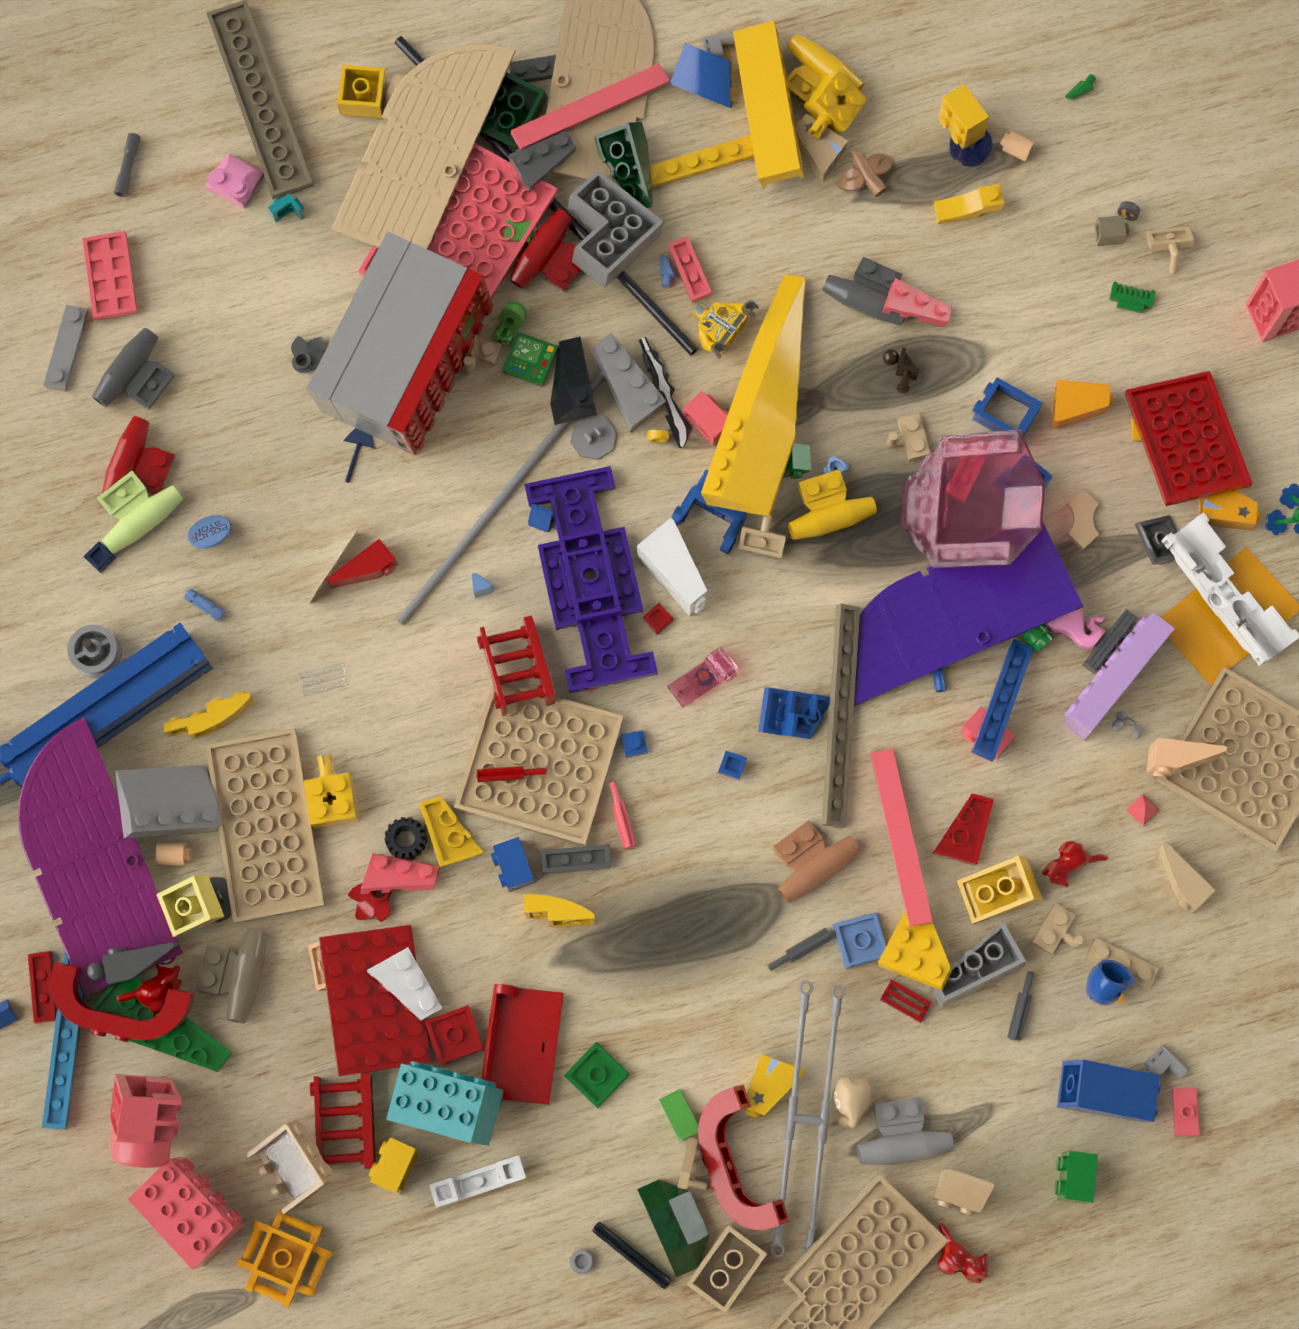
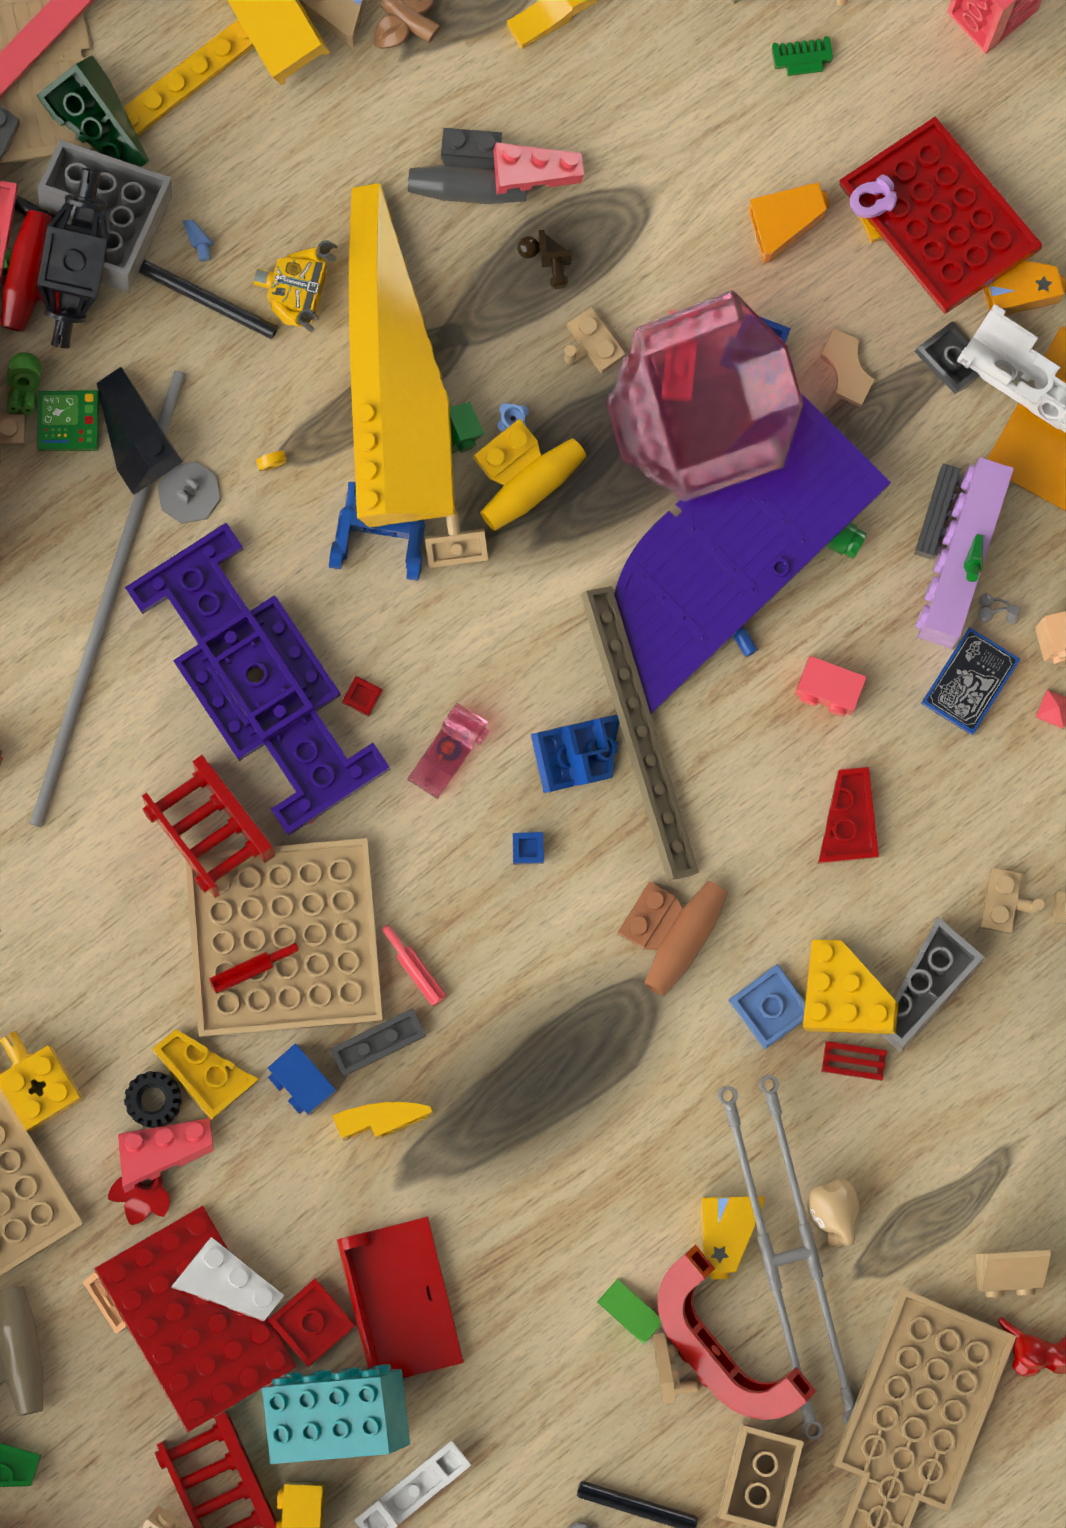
camera: 25 degrees left, 5 degrees up
(481, 586) = (121, 740): medium blue slope -> none
(540, 518) = (162, 623): blue slope -> none
(576, 250) = (74, 258): none -> black plate
(596, 1075) = (508, 1302): green tile -> none
(628, 384) = (207, 407): light grey wedge -> none
(634, 744) = (394, 867): blue plate -> none
(672, 566) = (357, 624): white slope -> none
(676, 420) = (256, 397): black sword -> none
(676, 1224) = (677, 1447): dark green wedge -> none
(689, 269) = (228, 227): coral plate -> none
(706, 416) = (324, 412): coral brick -> none
(803, 948) = (703, 1044): dark grey axle -> none
(901, 838) = (773, 860): coral tile -> none
(903, 1135) = (914, 1231): light grey plate -> none
(996, 425) = (694, 286): blue window -> none
(999, 889) = (917, 877): yellow slope -> none
(1002, 700) = (833, 639): blue plate -> none
(1021, 1010) = (999, 1017): dark grey axle -> none
(1071, 858) = (991, 805): red animal -> none
(1073, 626) = (888, 512): bright pink hips -> none
(1089, 767) = (970, 681): none -> tile
(1121, 682) = (974, 561): none -> green bar
(1154, 403) = (882, 185): none -> lavender piece

